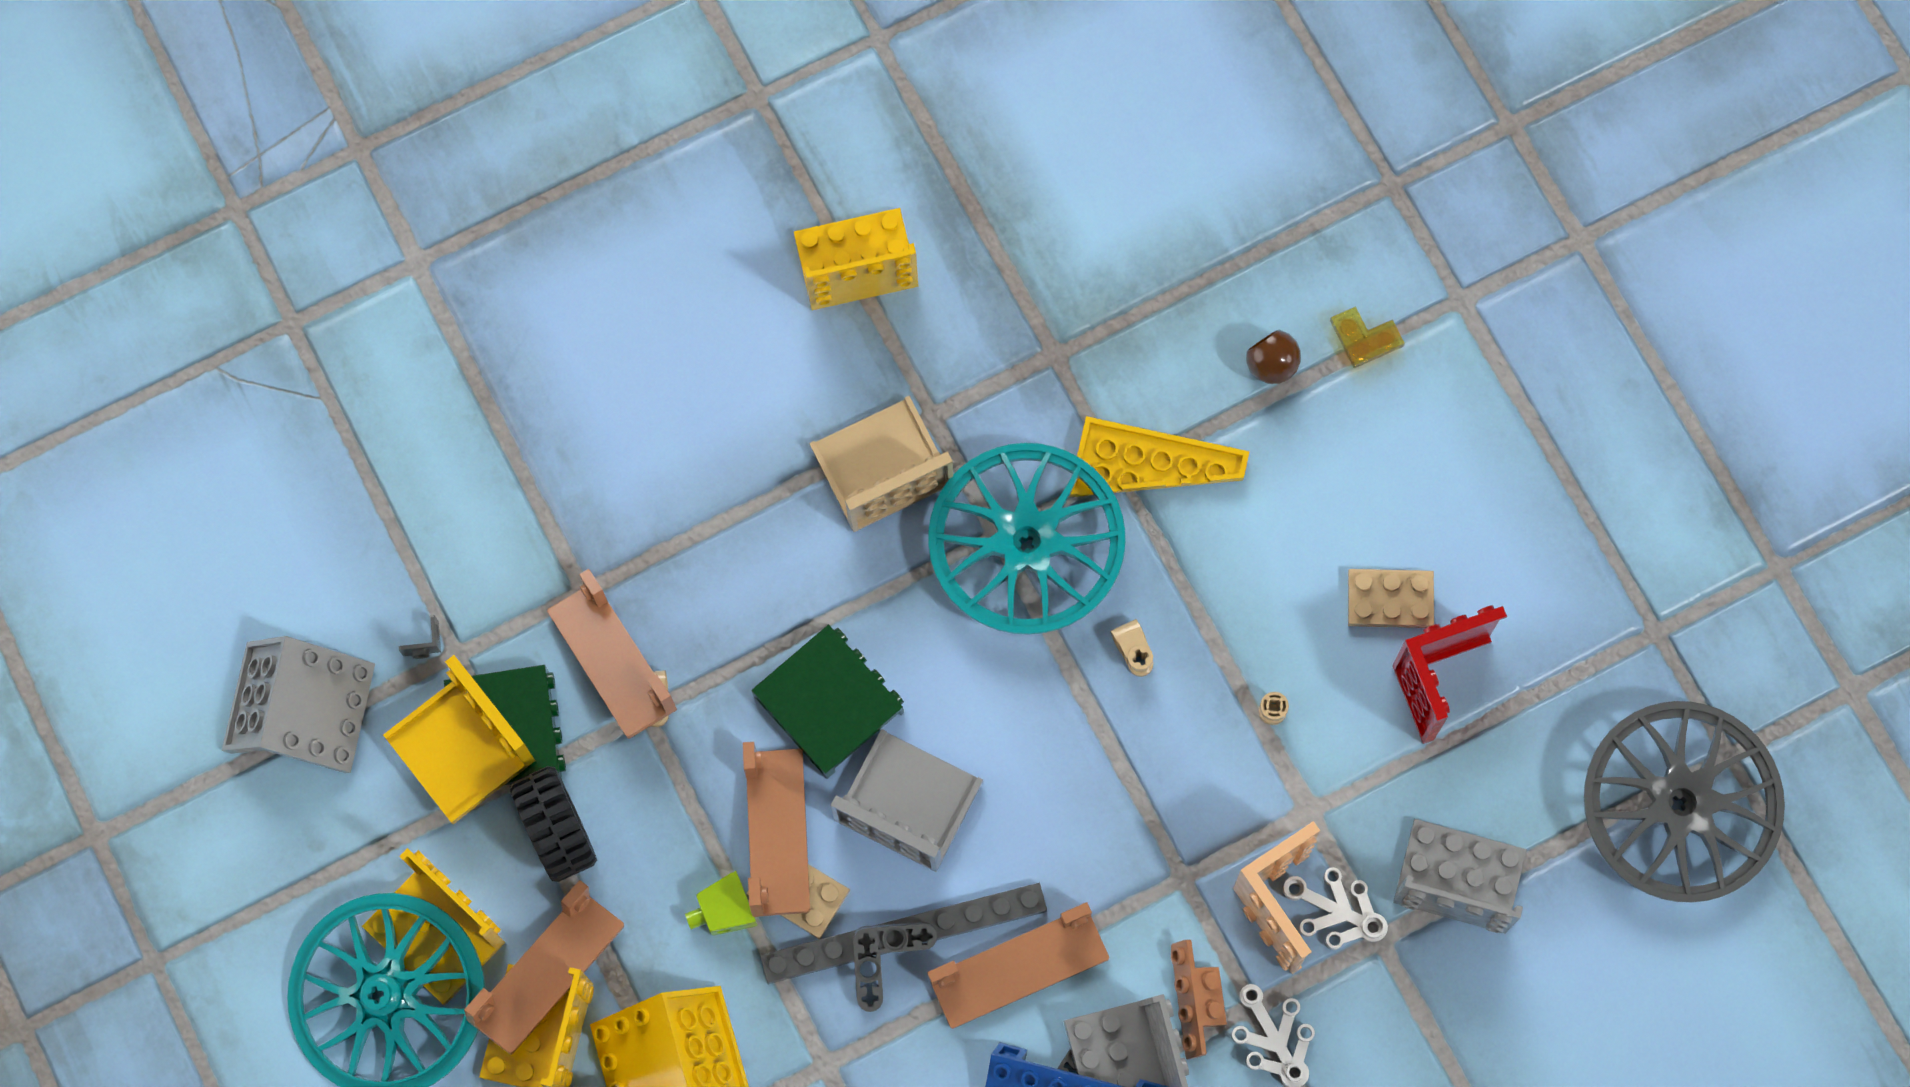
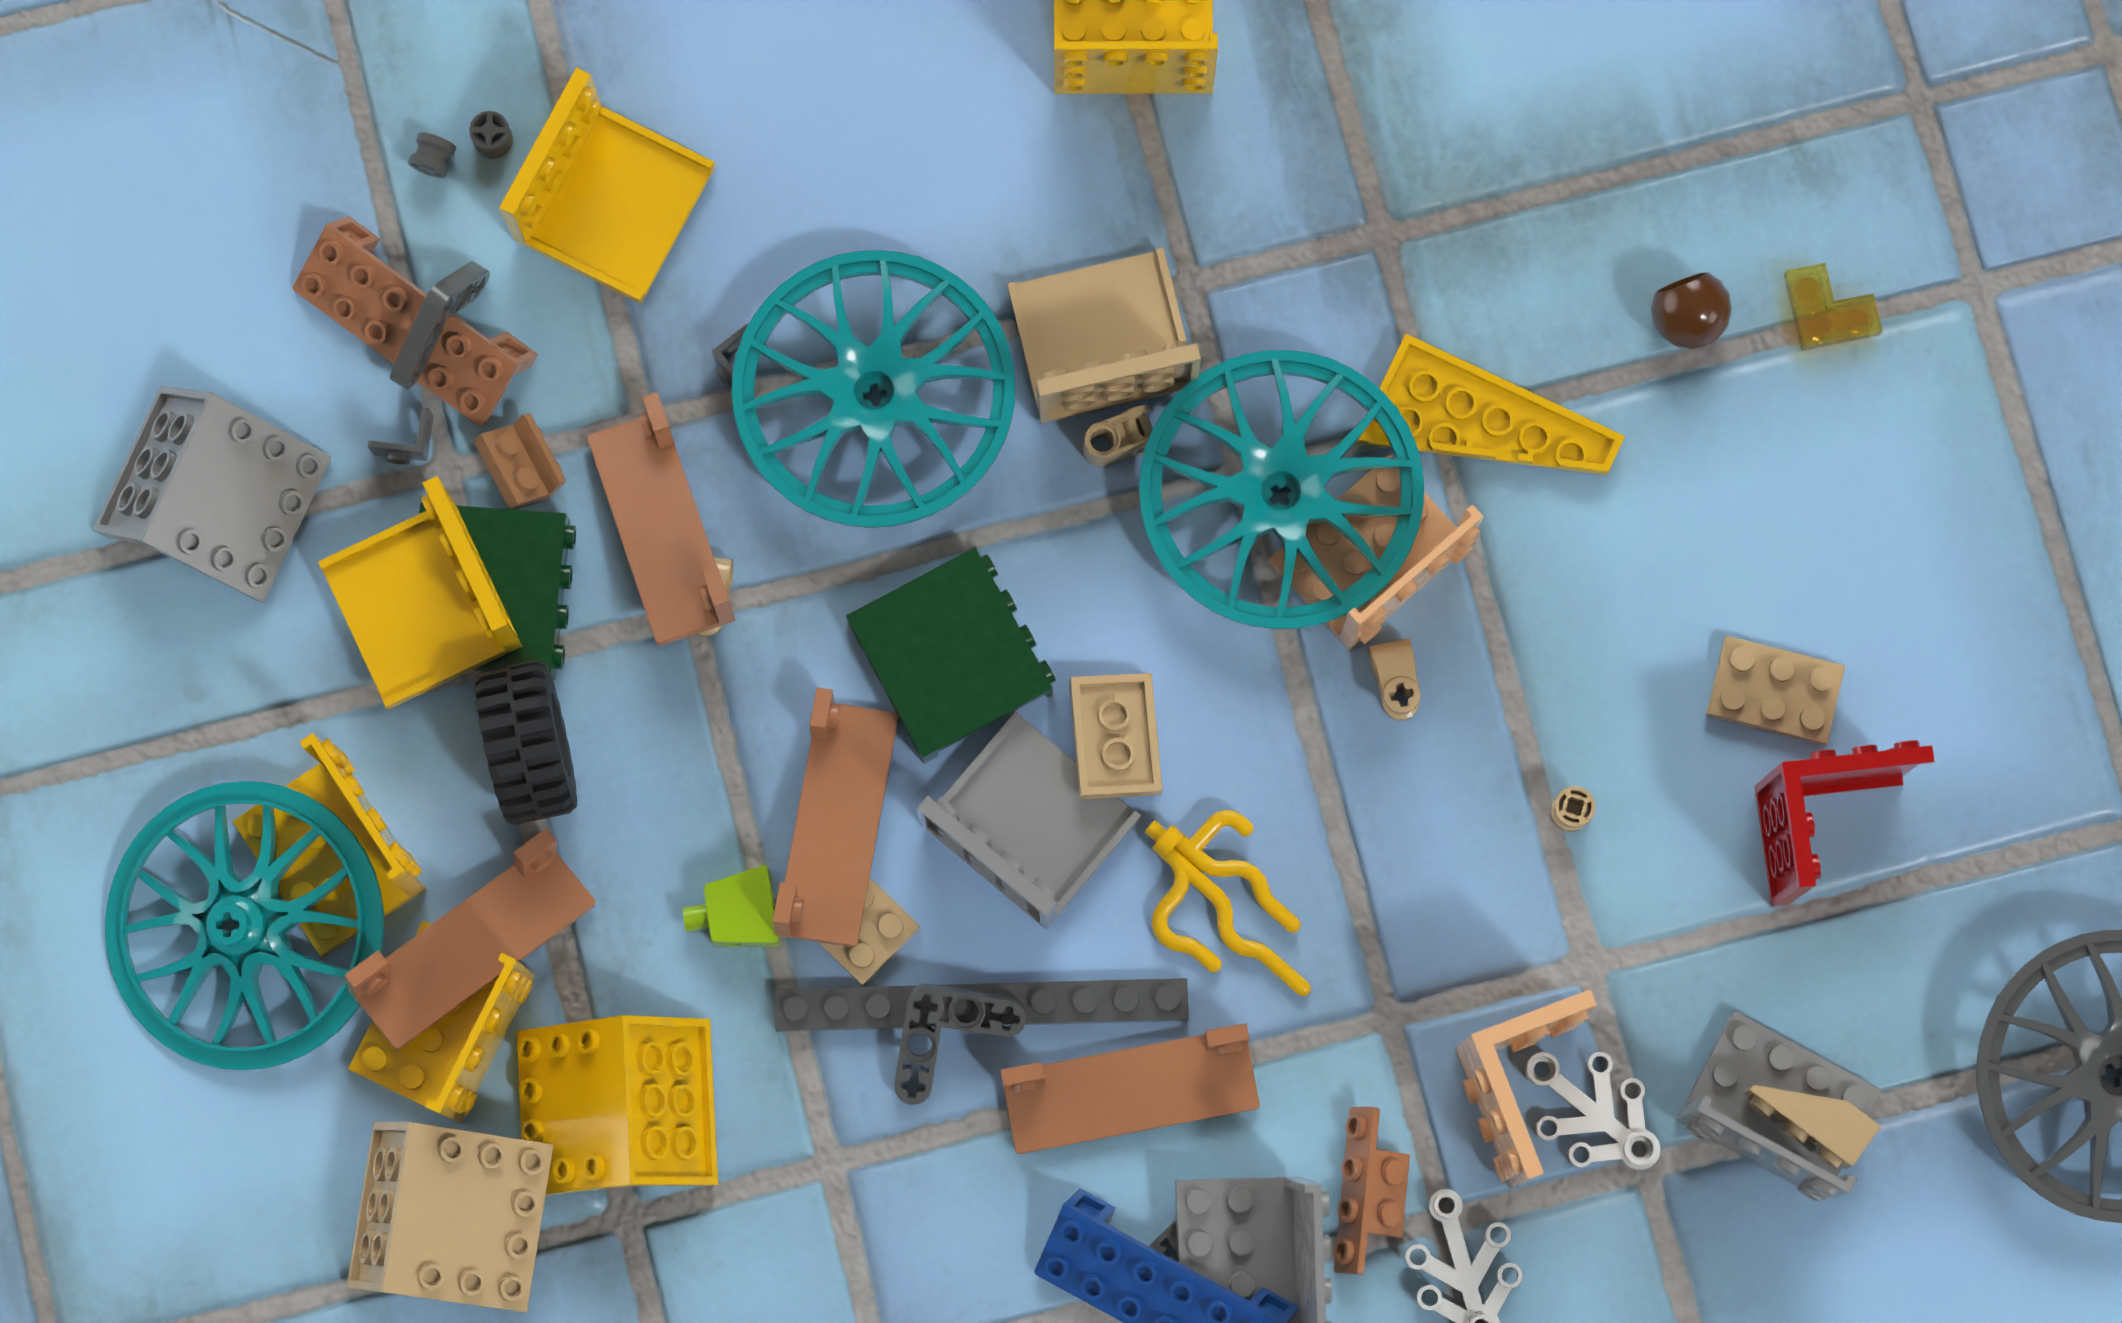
camera: 10 degrees right, 5 degrees up
(398, 445) = (432, 155): none -> dark grey wheel
(407, 561) = (381, 308): none -> nougat bracket
(428, 541) = (440, 303): none -> dark grey beam
(433, 416) = (490, 125): none -> dark grey wheel
(506, 638) = (521, 463): none -> medium nougat bracket
(522, 444) = (603, 192): none -> yellow bracket
(632, 545) = (724, 351): none -> dark grey bracket
(730, 520) = (867, 368): none -> teal wheel
(912, 524) = (1126, 432): none -> tan piece
(953, 730) = (1115, 736): none -> tan plate
(1020, 802) = (1186, 861): none -> yellow plant
(1138, 556) = (1434, 548): none -> light nougat bracket
(1495, 879) = (1827, 1123): none -> tan slope

